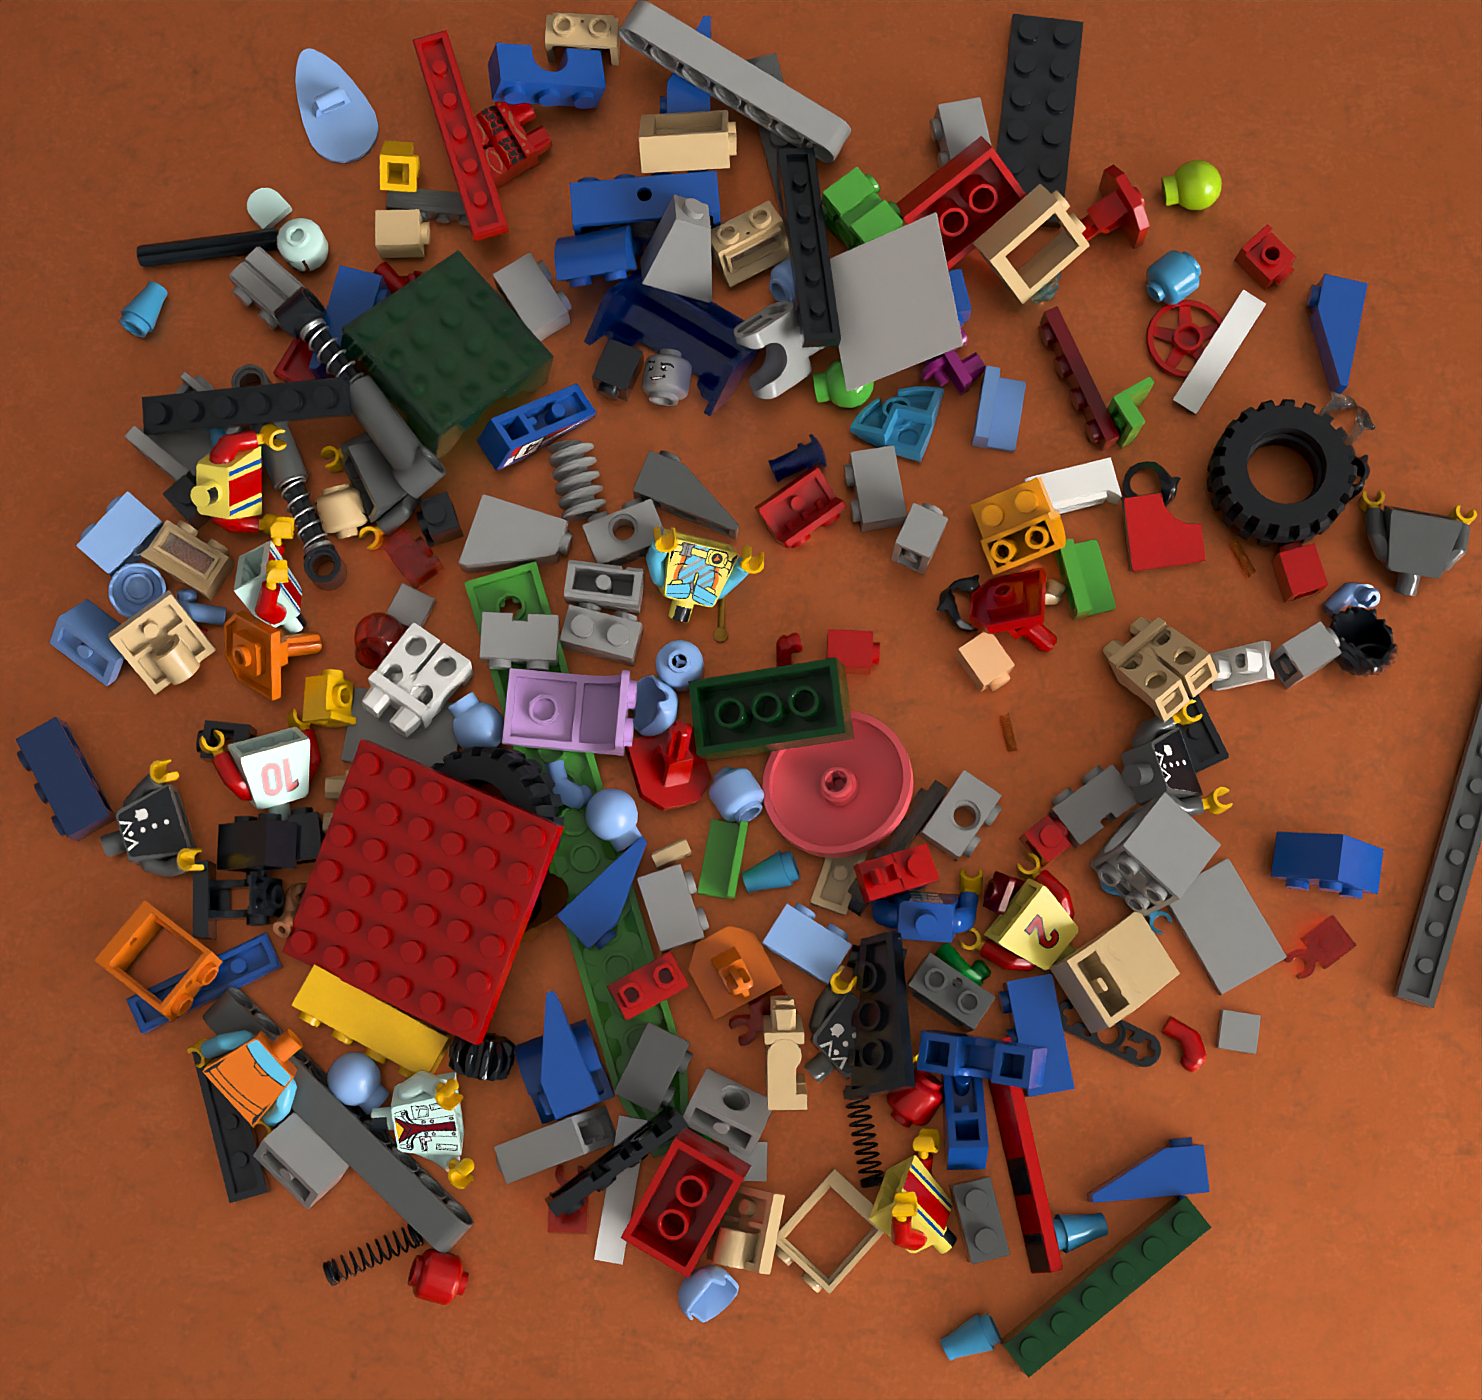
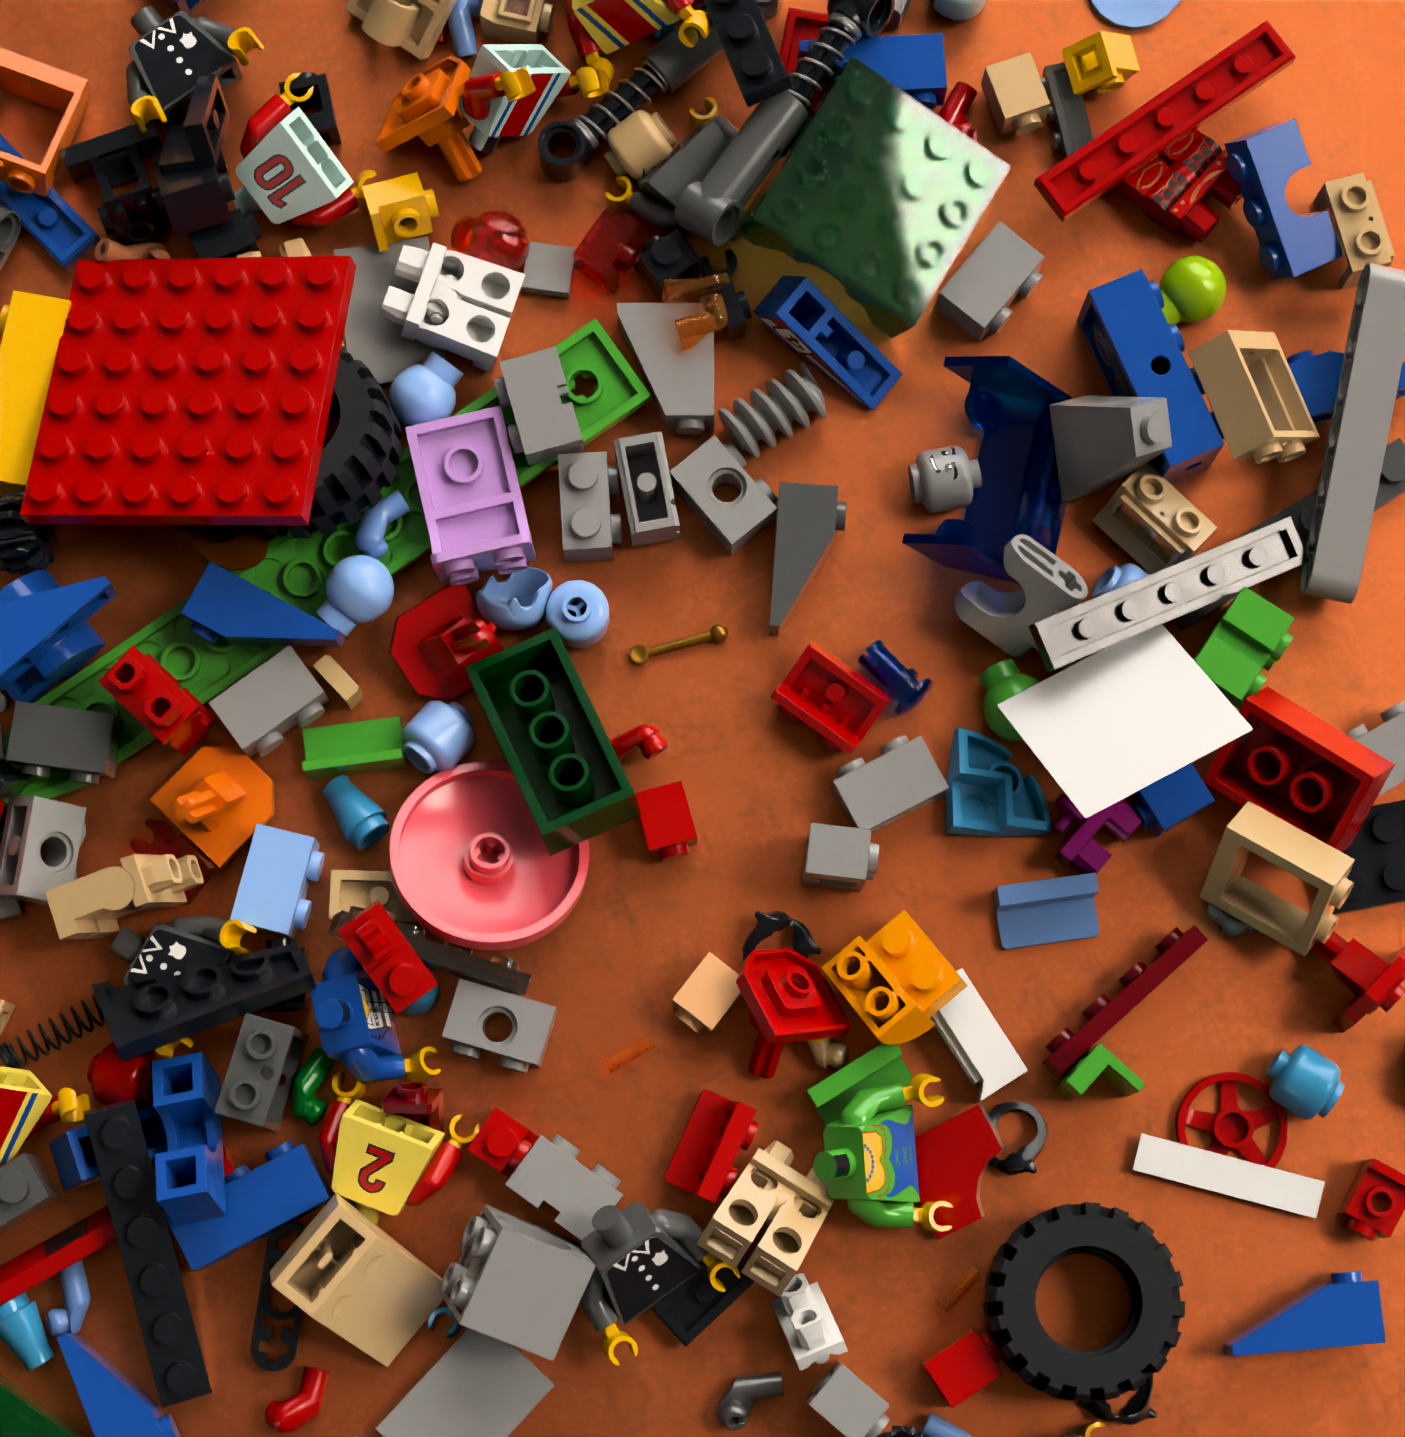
camera: 70 degrees right, 0 degrees up
(217, 830) = (198, 135): none -> black panel
(485, 483) = (735, 303): none -> black plate
(496, 495) = (714, 318): none -> clear orange piece
(586, 158) = (1192, 289): none -> lime piece
(596, 254) = (1065, 335): blue brick -> none
(617, 370) = (932, 416): black brick -> none
(696, 569) = (703, 591): torso -> none
(1050, 1117) = (147, 1252): none -> black plate
(1070, 1187) = (76, 1302): none -> medium blue arm
(1095, 693) = (710, 1146): none -> red bracket
(1139, 581) = (873, 1157): none -> bright green torso
(1271, 729) = (743, 1394): none -> flat silver arm
(1362, 422) = (1196, 1393): clear smoke piece -> none

